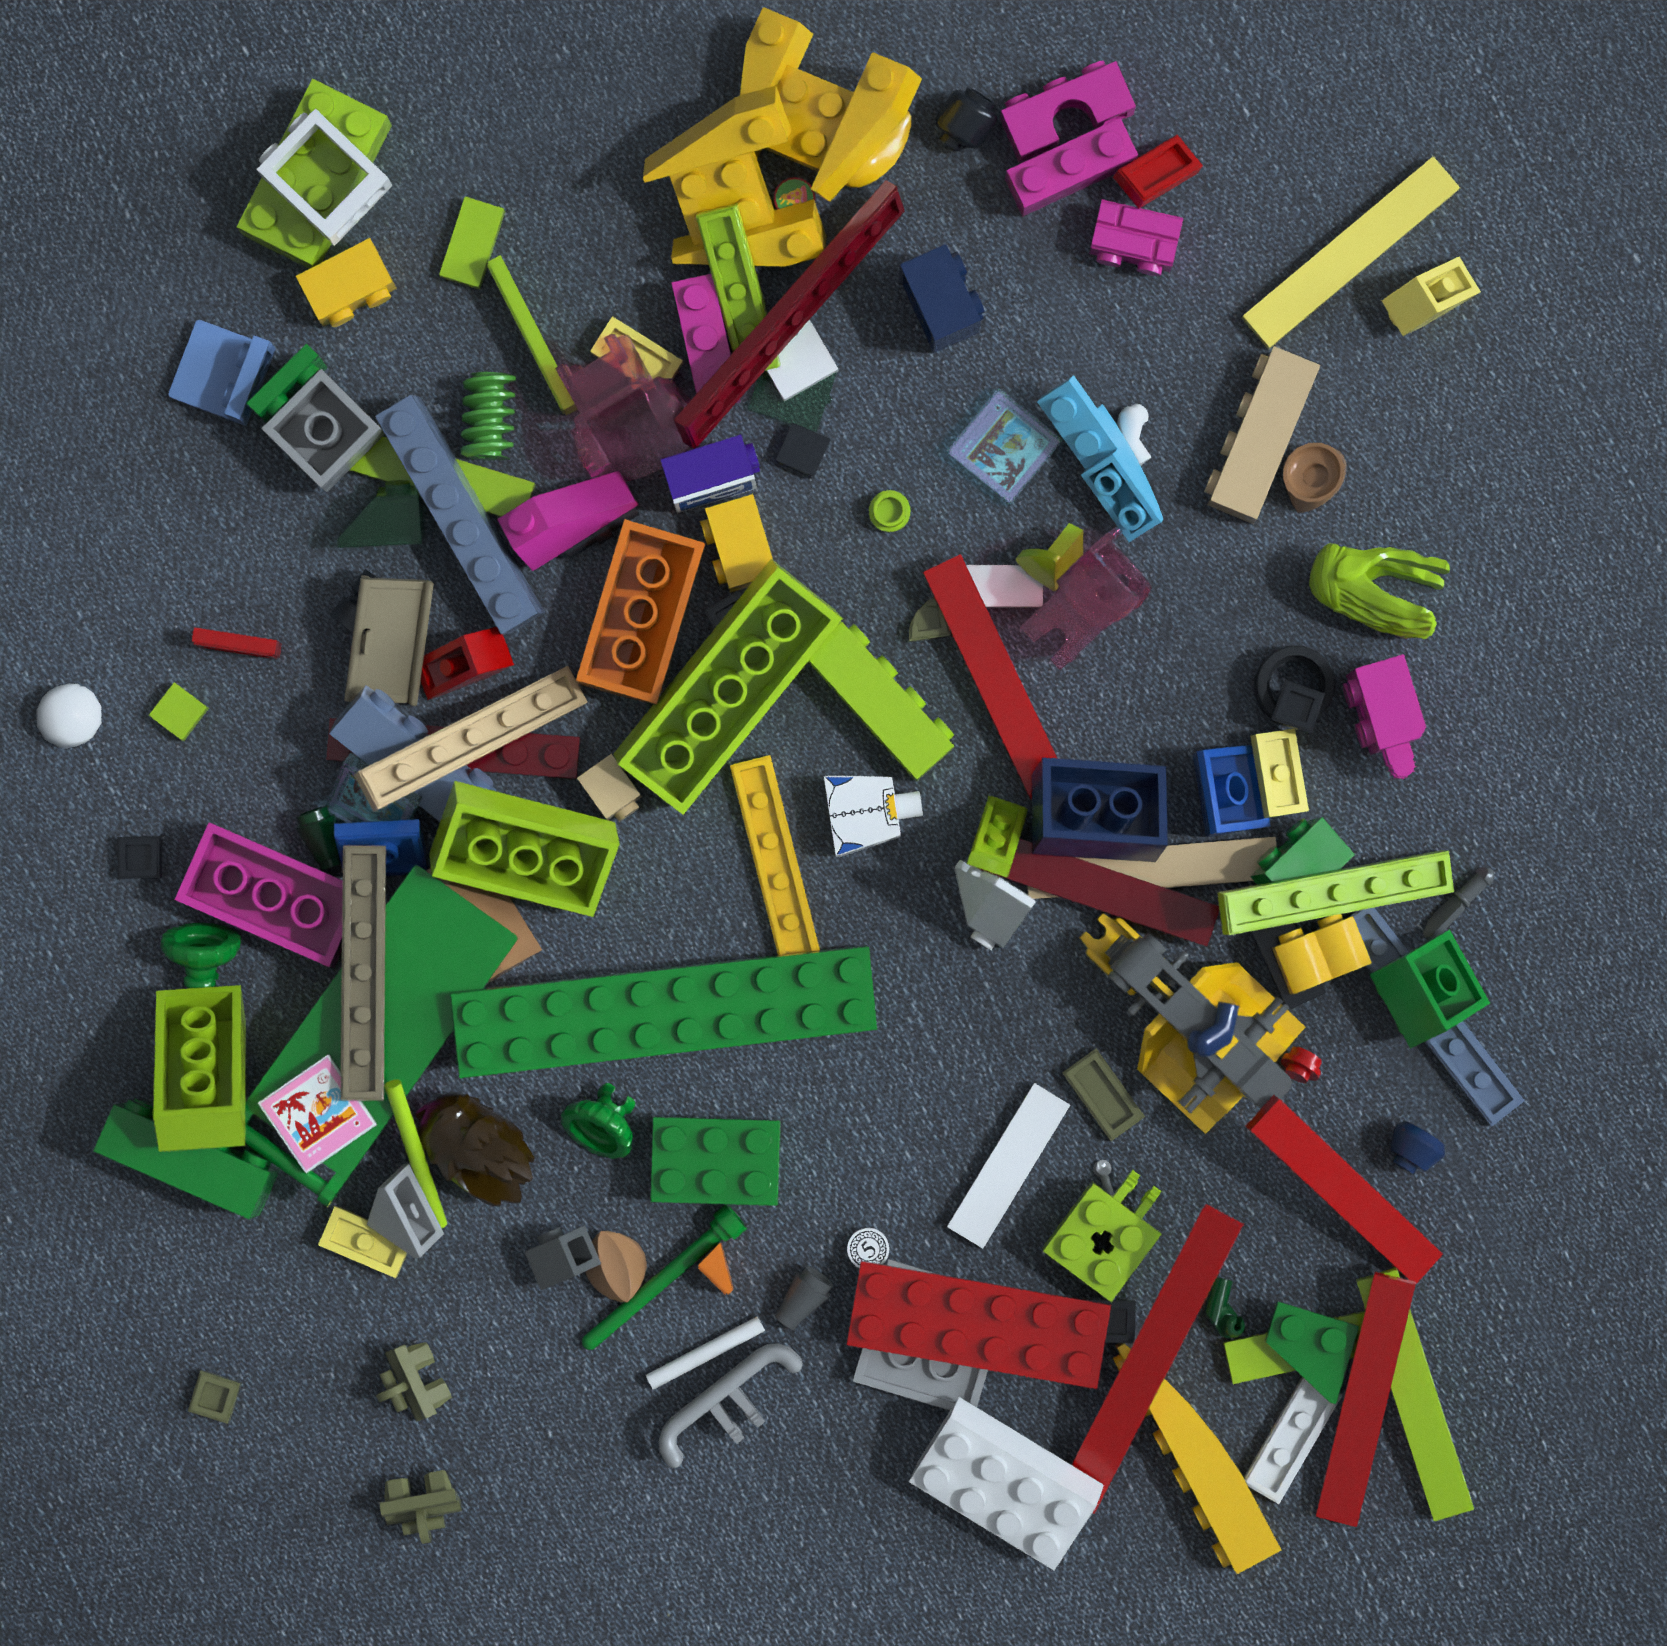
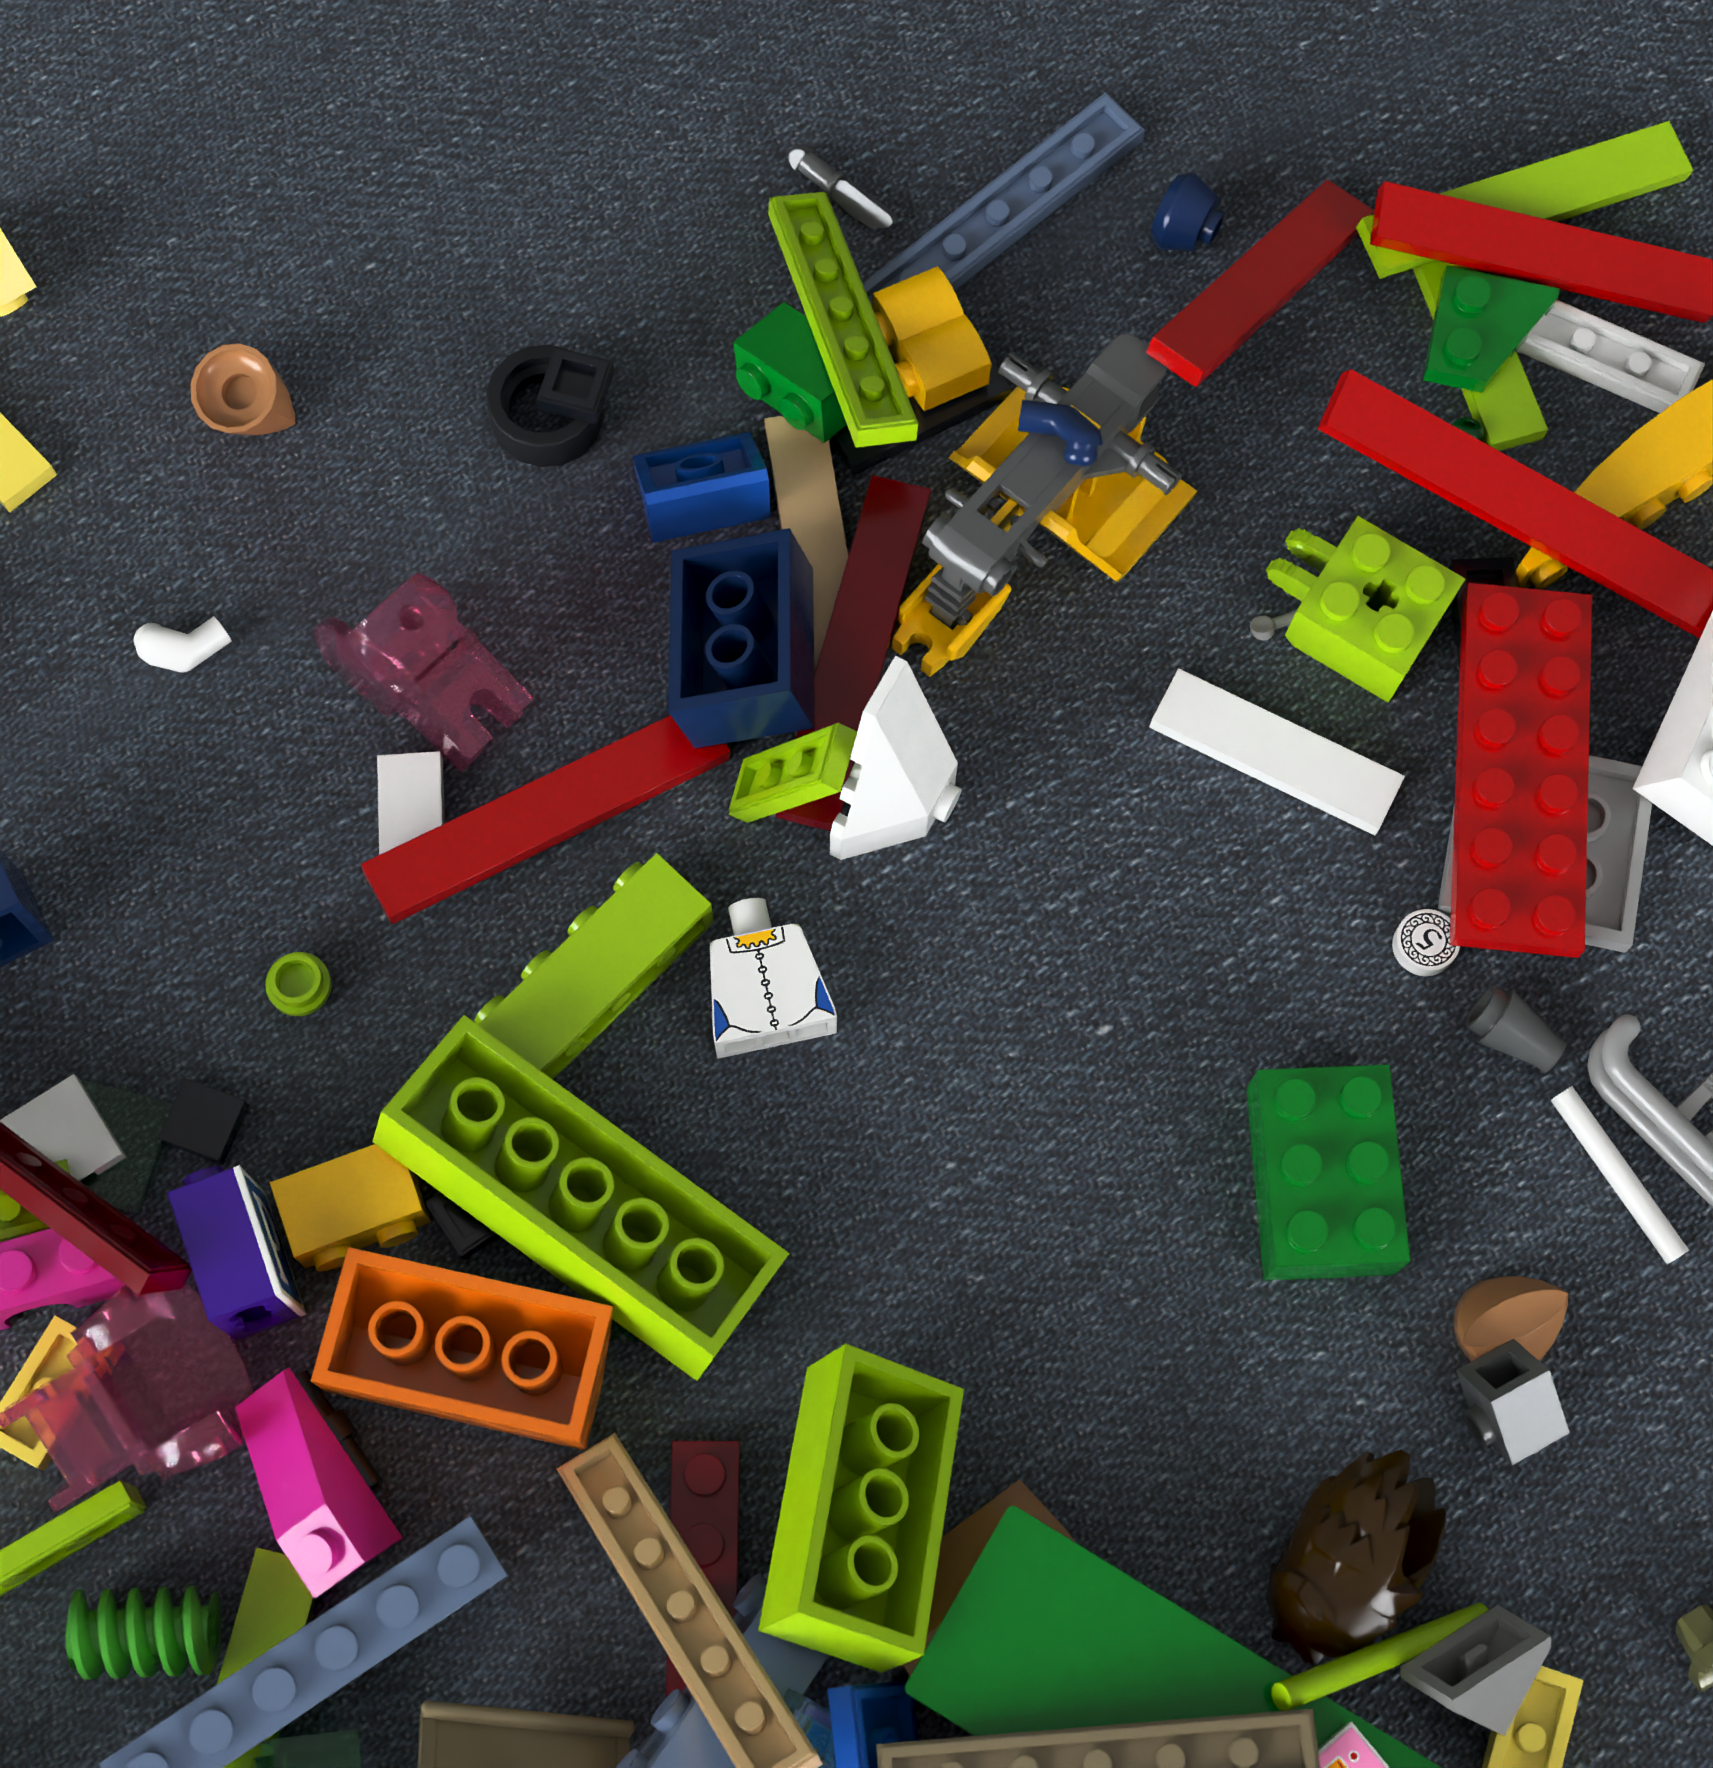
camera: 100 degrees left, 15 degrees down
(464, 662) = (557, 1641): red slope -> none
(600, 1124) = (1292, 1356): green hair -> none
(610, 789) = (753, 1381): tan brick -> none
(663, 1011) = (1109, 1284): green plate -> none
(716, 1269) = (1489, 1163): orange slope -> none
(723, 1227) = (1425, 1157): green piece -> none
(774, 856) = (880, 1110): yellow tile -> none
(928, 623) = (469, 917): olive tile -> none
(1004, 446) = (198, 825): clear light blue tile -> none
(1050, 564) = (375, 742): lime tile -> none
(1103, 1094) = (1156, 629): olive tile -> none
(1106, 456) = (208, 675): medium azure slope -> none
(1262, 435) = (179, 465): tan brick -> none
(1279, 773) = (673, 416): light yellow plate -> none
(1301, 1065) = (1080, 357): red plate -> none
(1344, 583) = (401, 323): lime hair -> none
(1386, 712) = (578, 268): dark pink hinge -> none
(1429, 989) = (969, 202): green slope -> none

